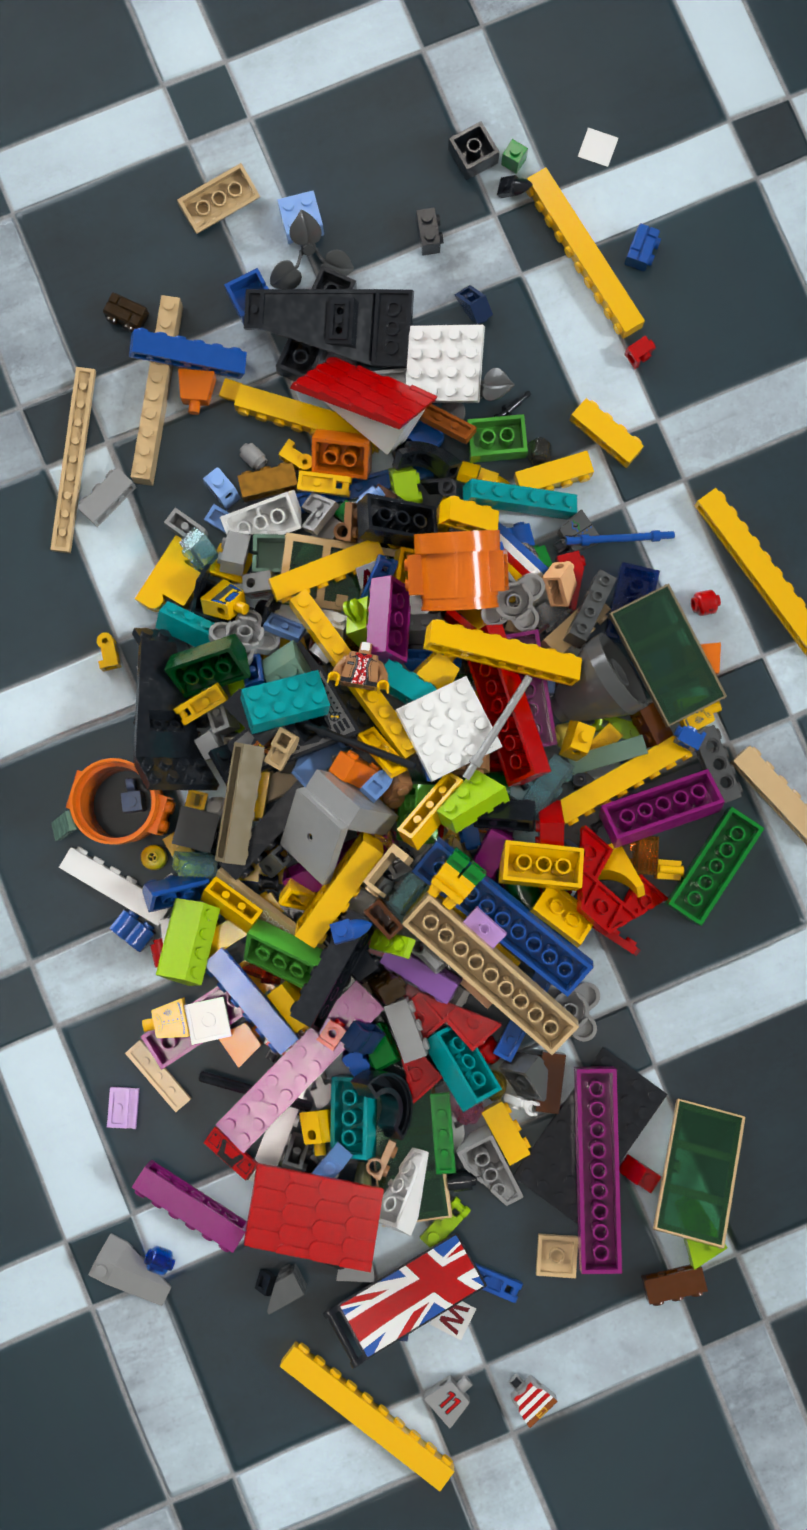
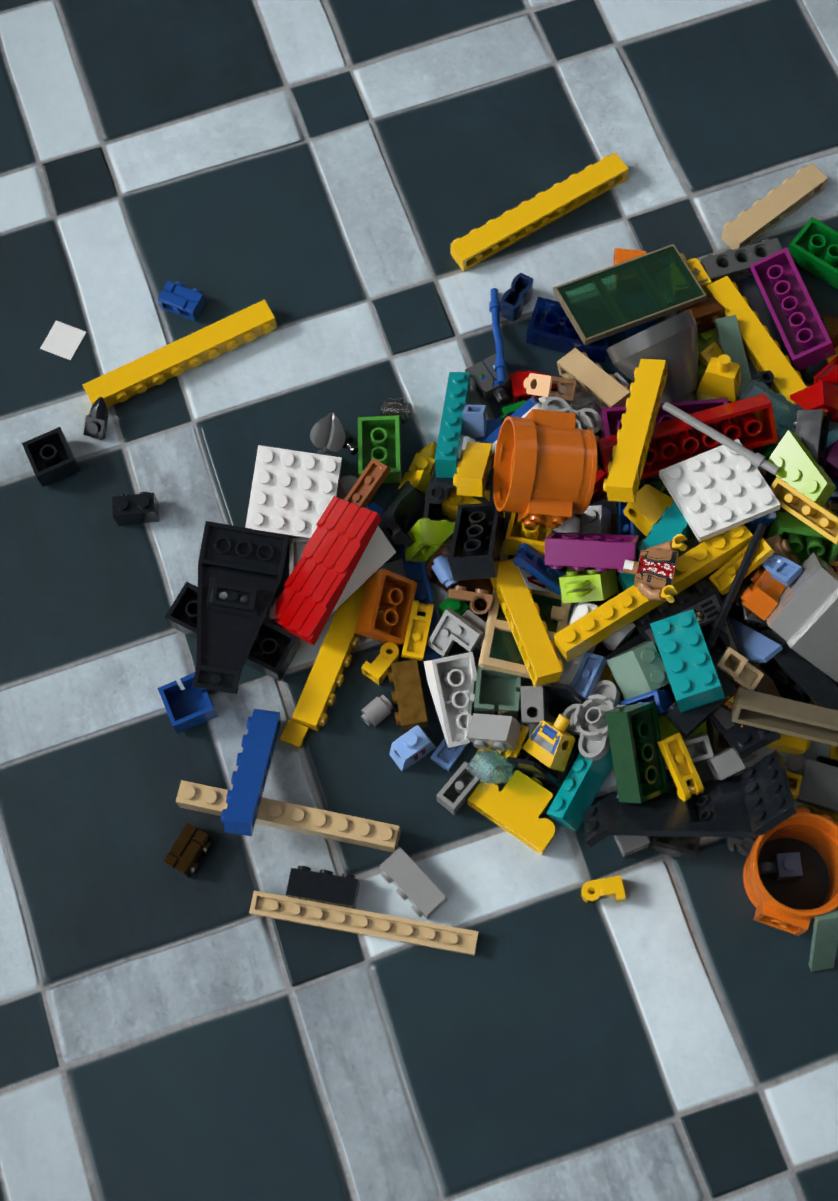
camera: 80 degrees left, 15 degrees down
(99, 424) = (323, 887): none -> black brick
(196, 388) = (289, 772): orange torso -> none
(218, 198) = (63, 737): tan slope -> none
(291, 206) = (99, 644): light blue piece -> none
(306, 232) = (128, 622): dark grey plant -> none
(474, 304) = (224, 466): dark blue slope -> none
(514, 156) = (63, 416): green brick -> none
(524, 517) = (474, 421): none -> medium blue brick
(557, 473) = (422, 396): yellow brick -> none
(589, 609) = (579, 361): dark grey brick -> none
(606, 432) = (380, 345): yellow brick -> none
(640, 351) = (295, 309): red brick -> none
(666, 555) = (516, 297): none -> dark blue brick
(688, 738) = (718, 277): blue brick -> none
(705, 602) = (570, 262): red head -> none

